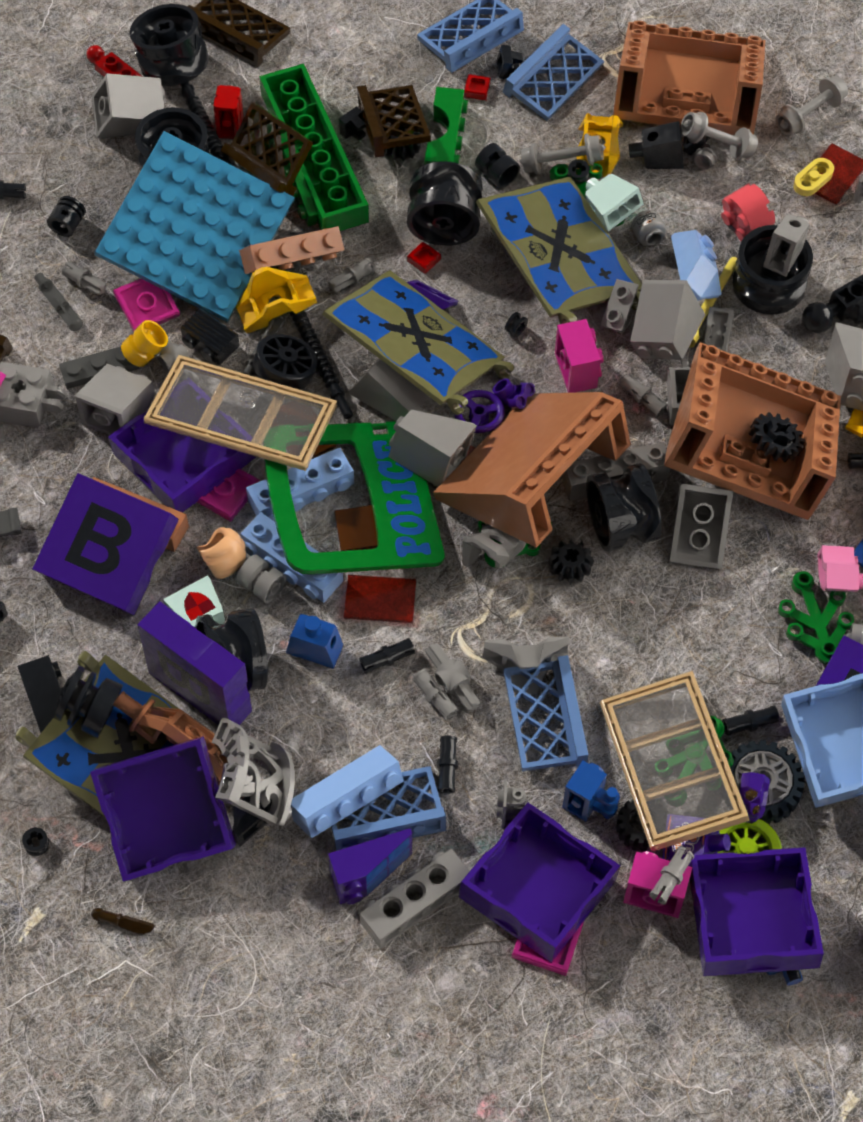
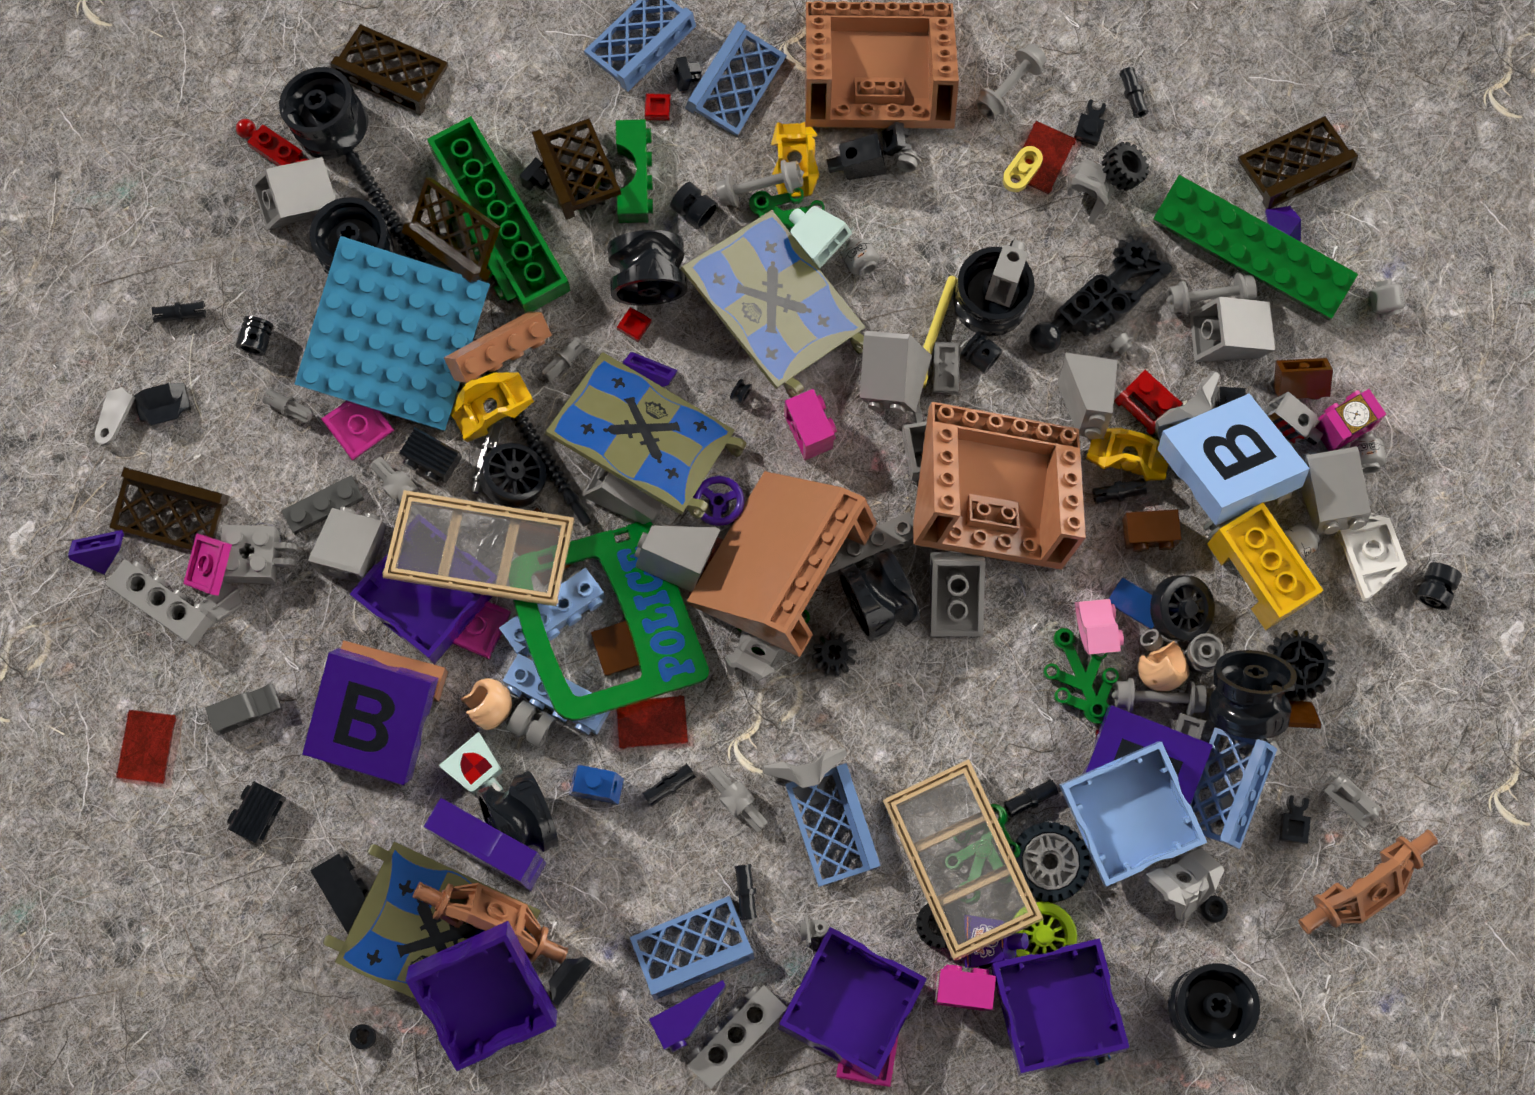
camera: 10 degrees left, 15 degrees up
(58, 302) = (266, 437): dark grey piece -> none
(87, 701) = (388, 902): black wheel -> none
(144, 343) = (365, 478): yellow wheel -> none
(228, 111) = (401, 184): red brick -> none
(236, 783) = (542, 920): light grey fence -> none
(346, 791) = (653, 943): light blue brick -> none
(435, 694) = (723, 819): light grey pin -> none
(513, 395) = (750, 477): dark purple plate -> none
(581, 164) = (786, 205): black bush -> none
(587, 793) = (884, 905): blue brick -> none
(619, 305) = (843, 357): light grey hinge -> none
(643, 394) = (880, 453): light grey pin -> none
(671, 875) = (978, 990): light grey pin -> none
(697, 263) = (915, 301): light blue wedge -> none
(742, 143) = (894, 138): light grey piece -> none
(747, 210) = (959, 224): coral brick -> none
(754, 321) = (977, 348): none -> black piece
(754, 793) = (1044, 886): dark purple rock -> none
(776, 437) = (1033, 494): black gear -> none

